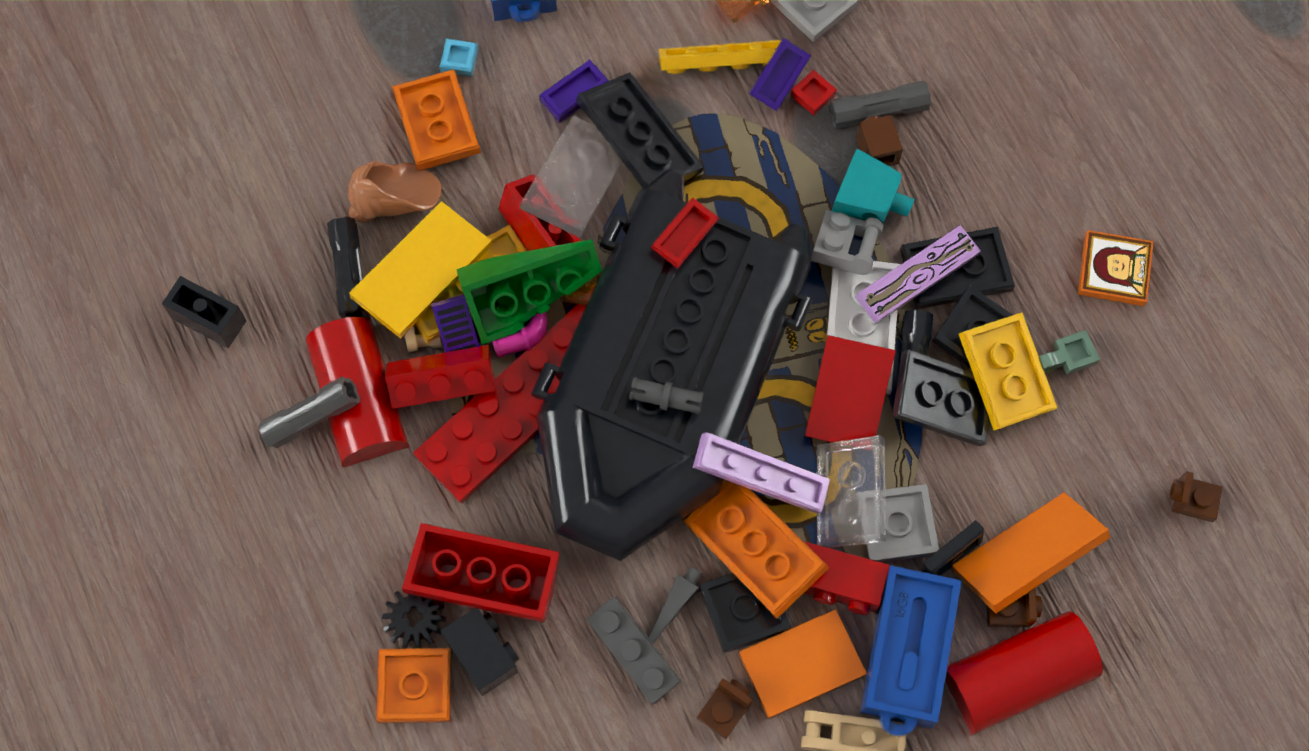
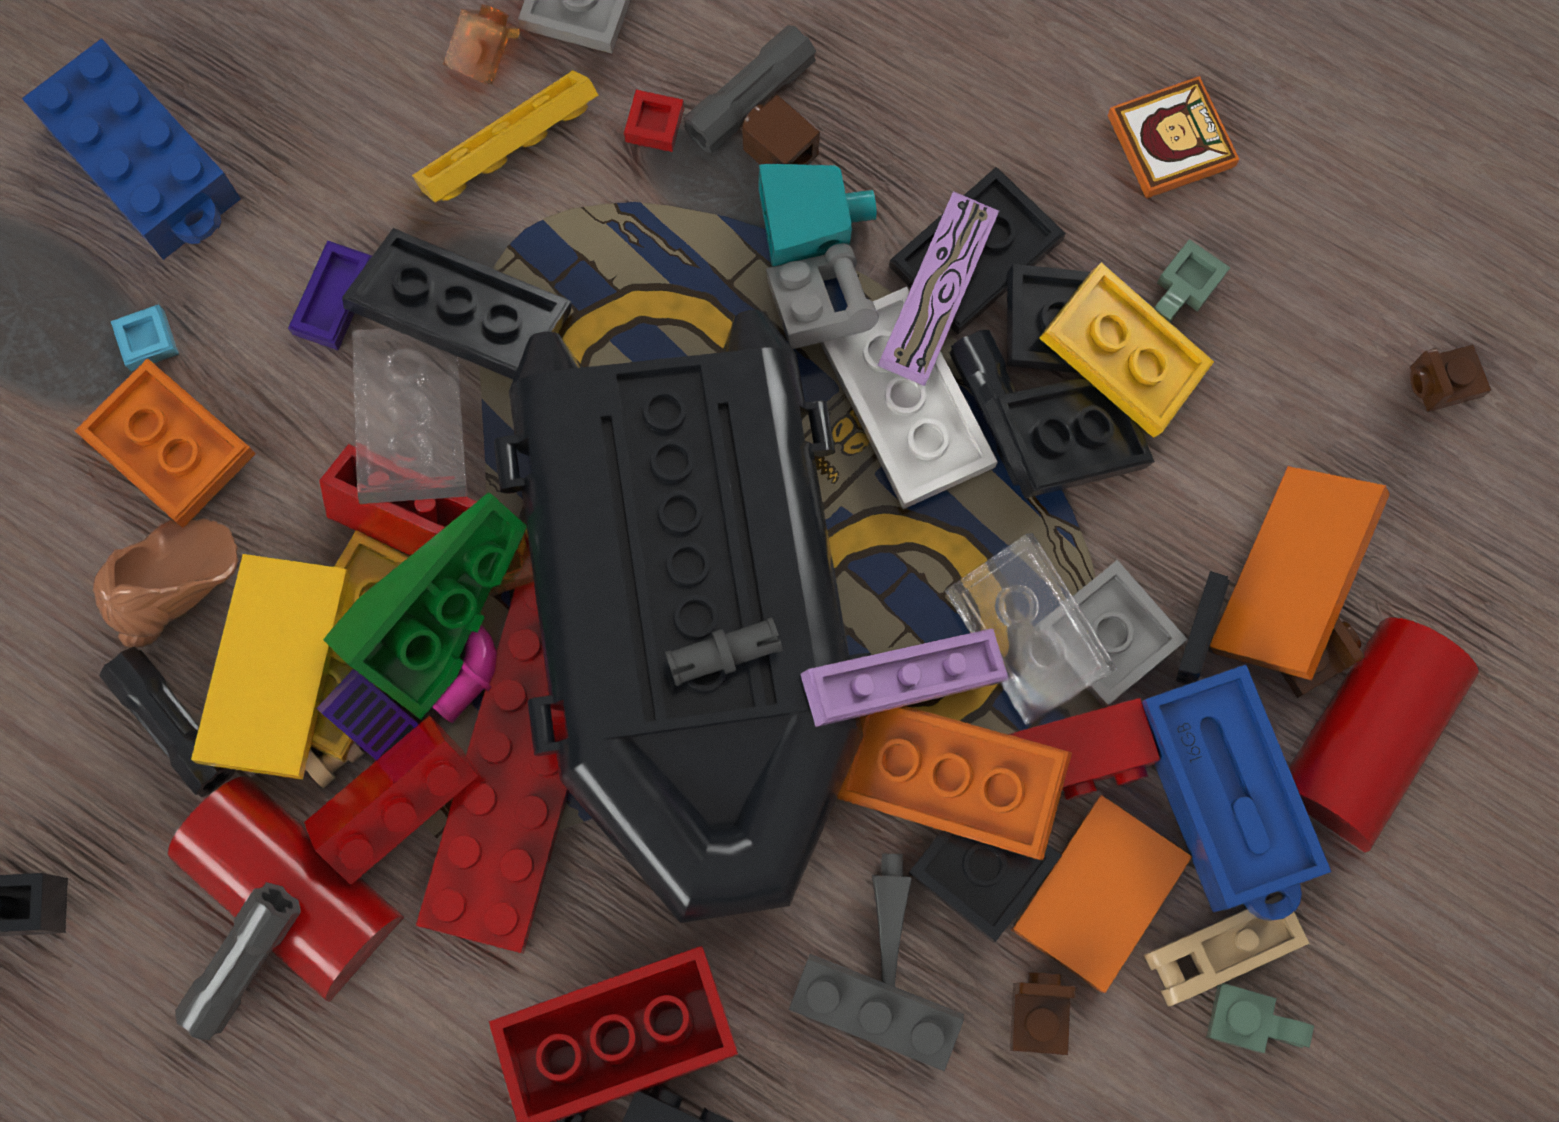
camera: 30 degrees left, 5 degrees up
(684, 232) = (611, 410): red tile -> none
(779, 74) = (596, 120): dark purple tile -> none
(849, 390) = (946, 495): red tile -> none

